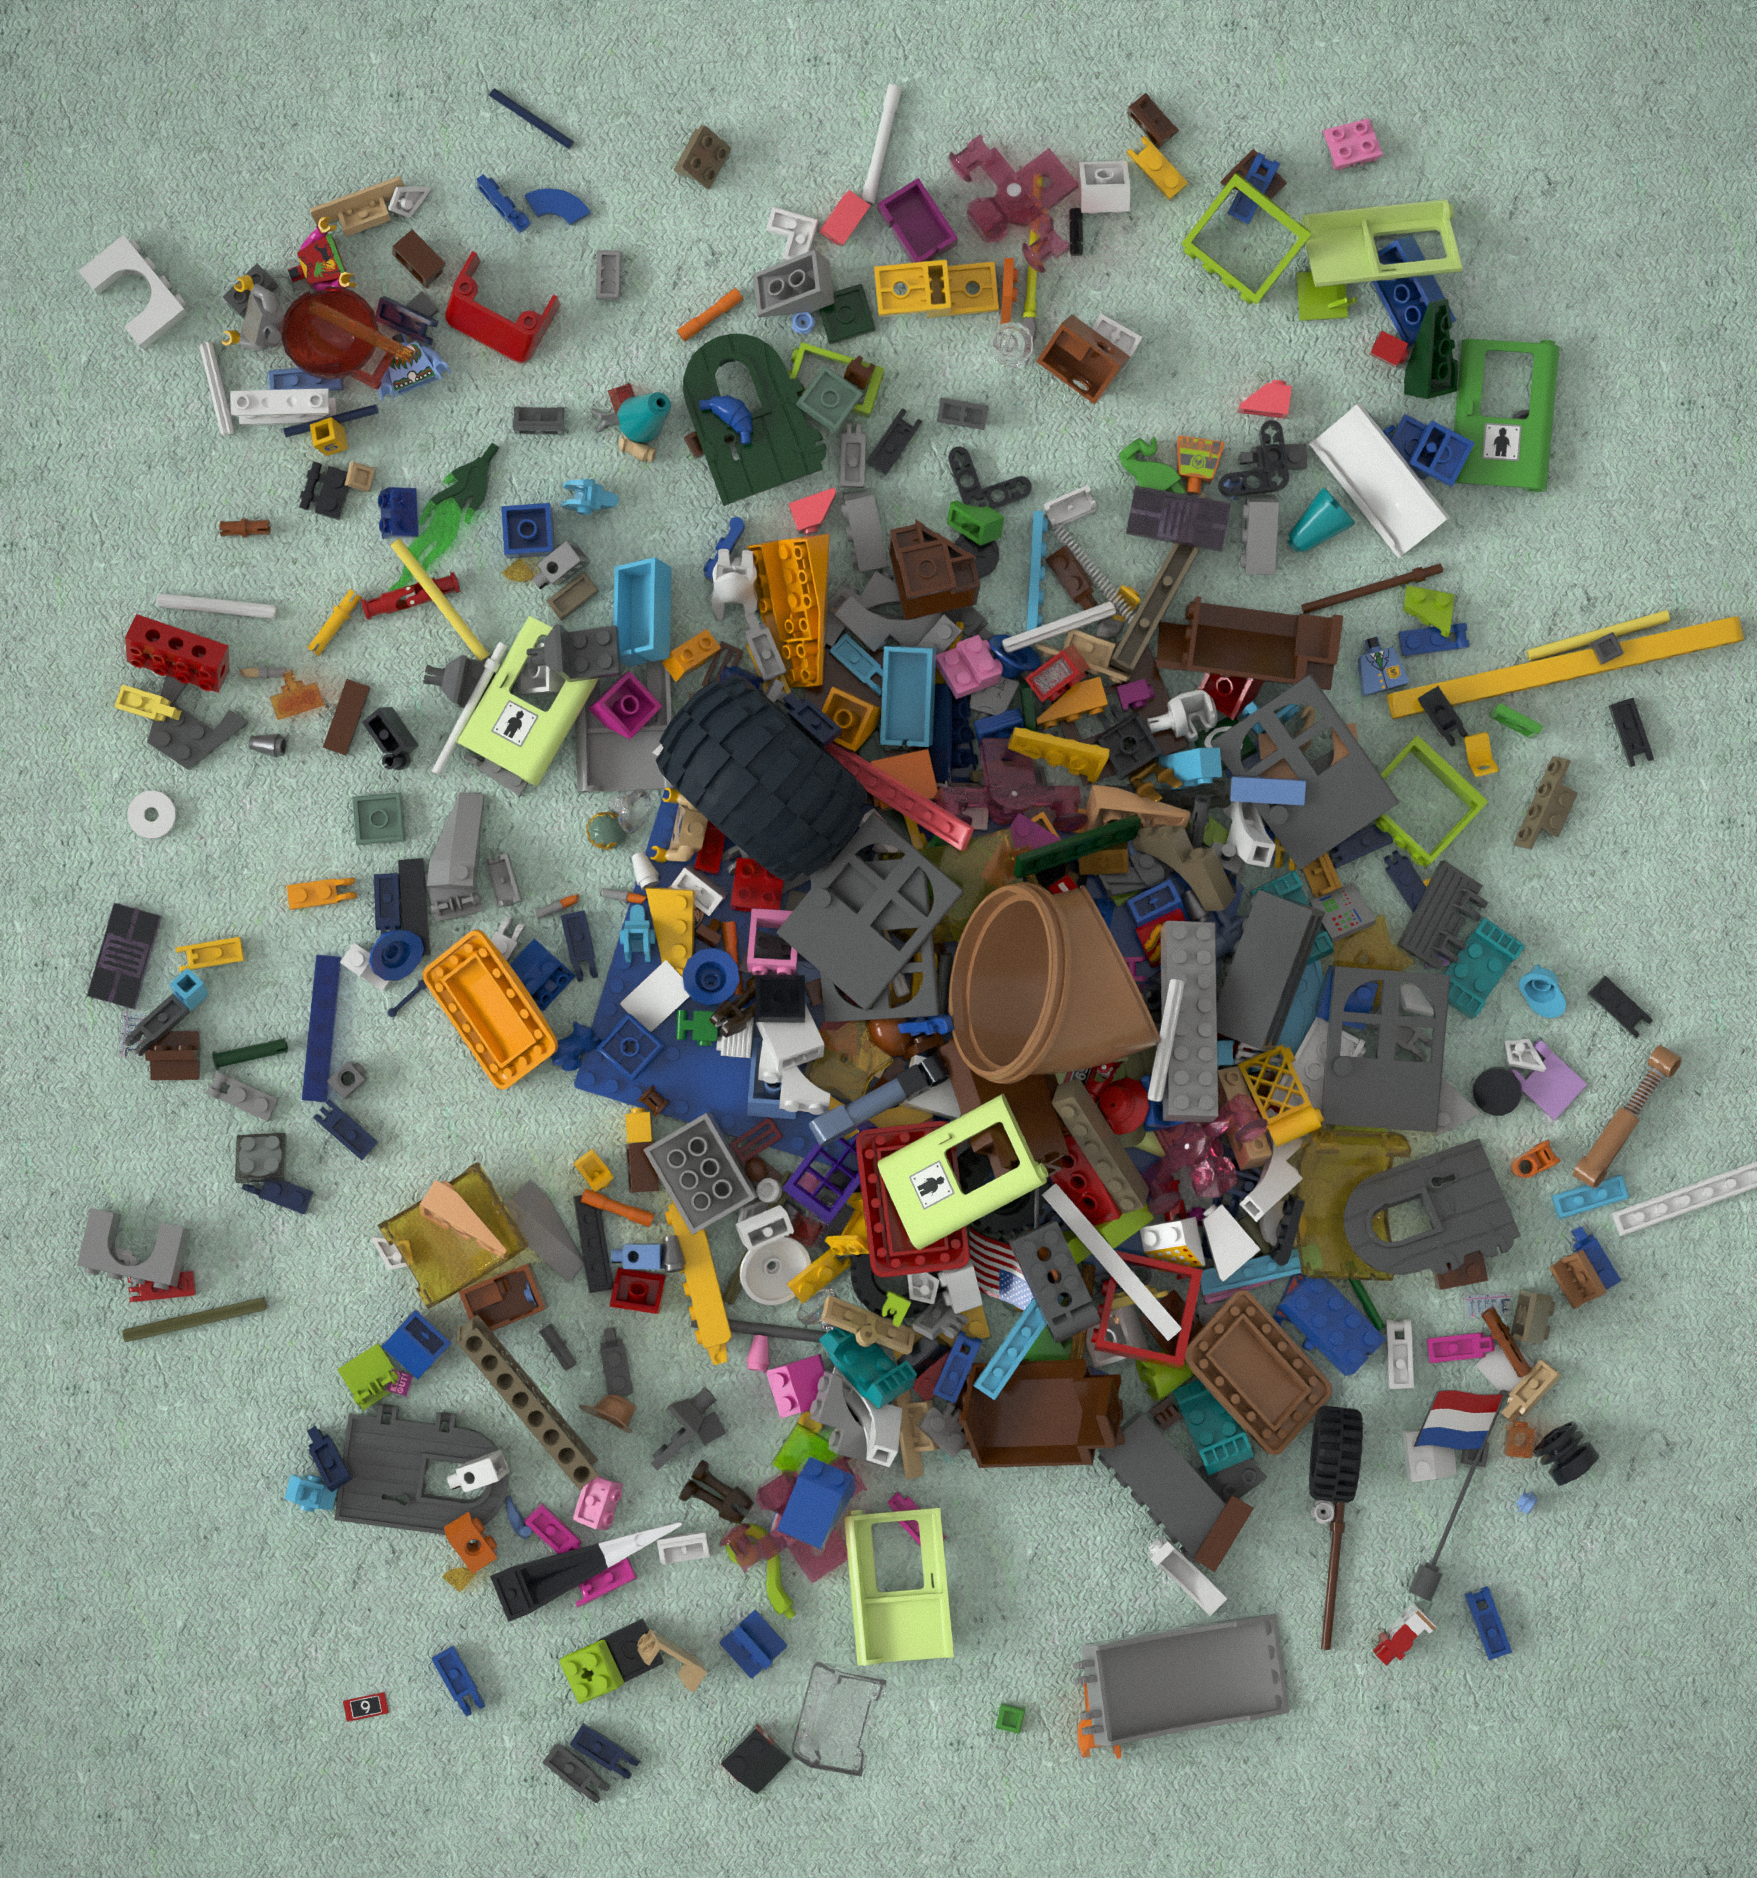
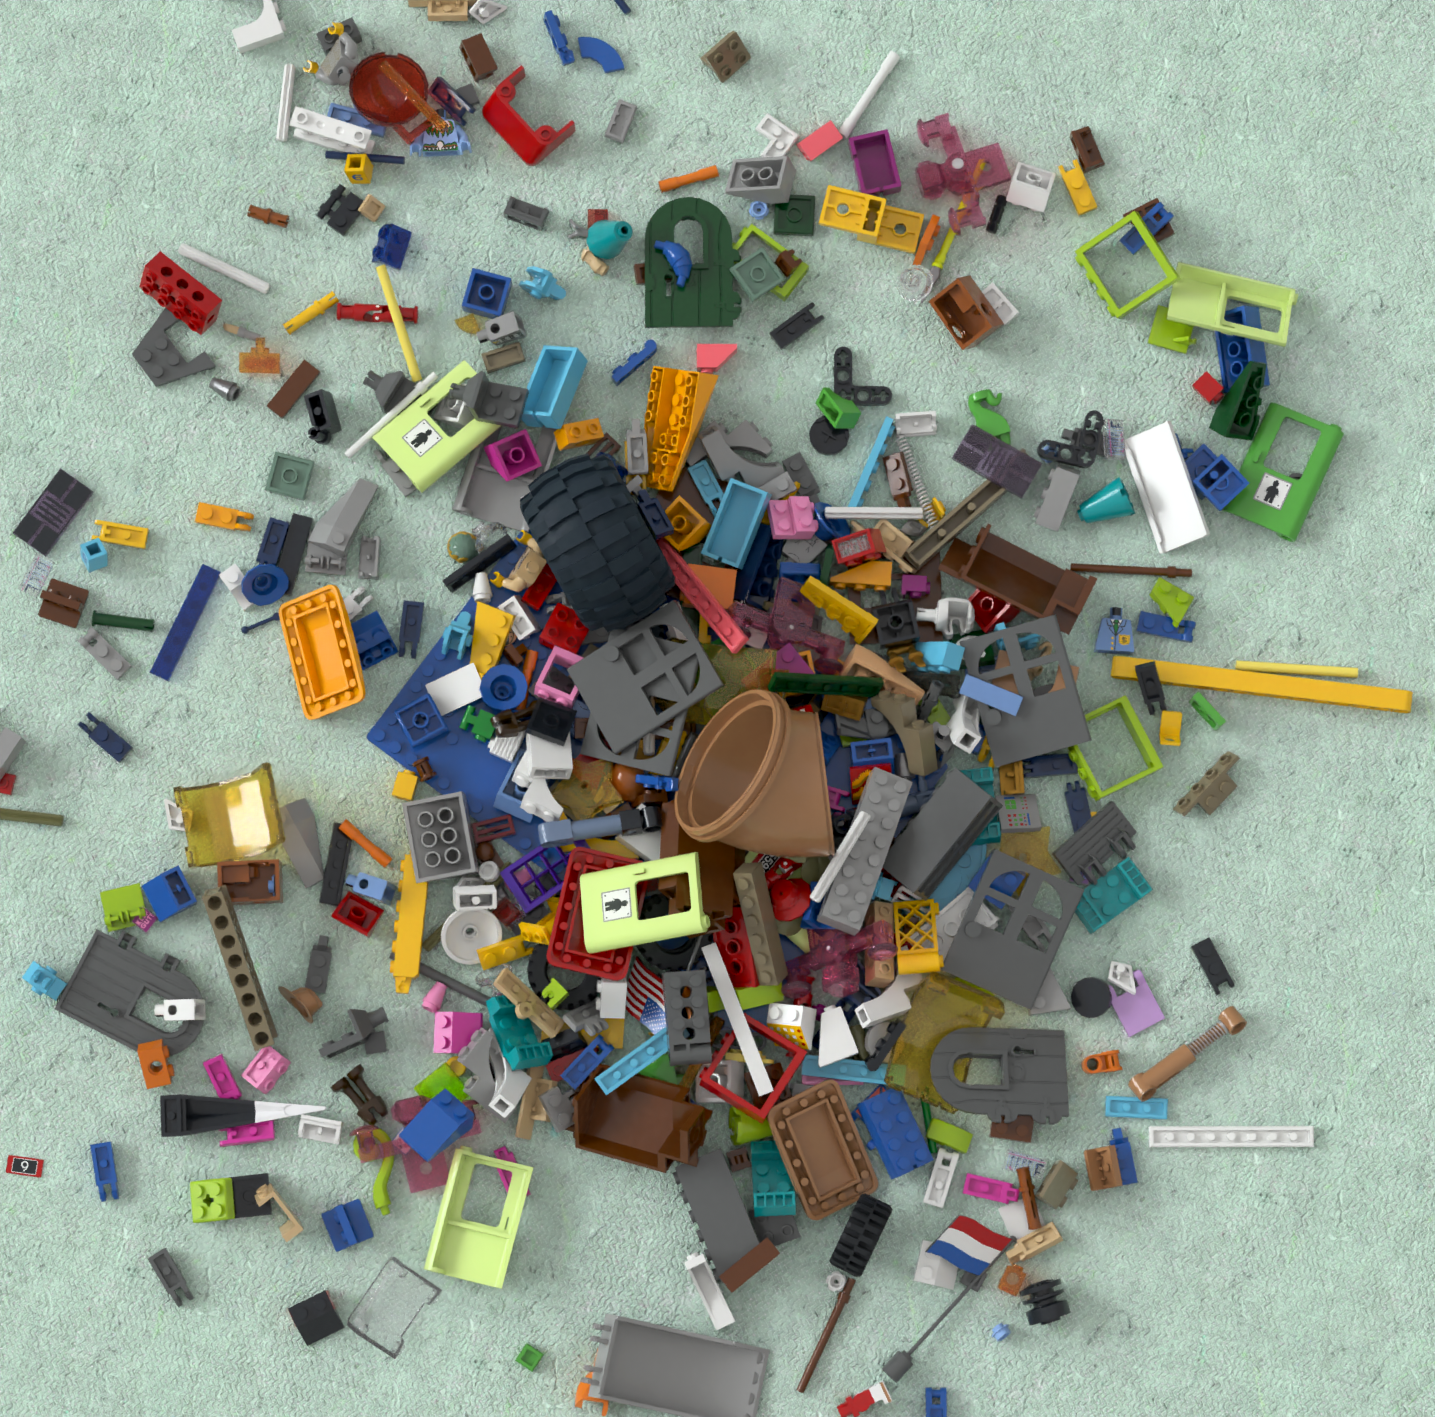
camera: 15 degrees right, 5 degrees down
(139, 807) = (110, 400): white tile -> none
(145, 704) = (141, 324): light yellow hinge -> none
(157, 1024) = (59, 573): dark grey hinge -> none
(260, 1157) = (101, 705): light grey piece -> none
(321, 260) = (402, 32): torso -> none
(328, 1460) = (67, 959): dark blue hinge -> none
(337, 1081) = (182, 667): flat silver brick -> none
(346, 1130) = (176, 708): dark blue hinge -> none
(449, 505) = (433, 253): piece -> none
(449, 1210) = (233, 797): light nougat wedge -> none
(459, 1577) = (135, 1090): clear yellow tile -> none
(517, 1520) = (197, 1060): medium blue bar -> none
(557, 906) = (403, 592): light grey piece -> none
(558, 1347) = (279, 936): dark grey axle -> none
(571, 1047) = (374, 705): blue animal -> none
(594, 1170) = (357, 807): yellow bracket -> none
(602, 1750) = (198, 1266): dark blue hinge -> none
(623, 896) = (458, 602): light grey piece -> none
(631, 843) = (479, 563): none -> black tile
(641, 1173) = (394, 821): reddish brown hinge -> none
(673, 1257) = (395, 894): flat silver cone -> none
(734, 582) = (632, 390): white piece -> none
(853, 457) = (760, 326): light grey hinge -> none
(864, 530) = (748, 385): light grey wedge -> none
(923, 1287) = (582, 986): white piece -> none
(931, 572) = (787, 432): reddish brown panel -> none
(962, 413) = (857, 322): dark grey hinge -> none
(1197, 461) = (1028, 423): torso -> none
(1268, 401) = (1100, 396): coral slope -> none
(1301, 446) = (1114, 439): none -> clear tile
(1352, 144) = (1236, 221): bright pink hinge -> none
(1392, 1303) = (949, 1135): none -> lime slope
(1414, 1001) = (1049, 901): white piece -> none
(1543, 992) = (1154, 932): medium azure piece -> none
(1606, 648) = (1298, 679): dark grey tile -> none
(1630, 730) = (1296, 751): black hinge -> none

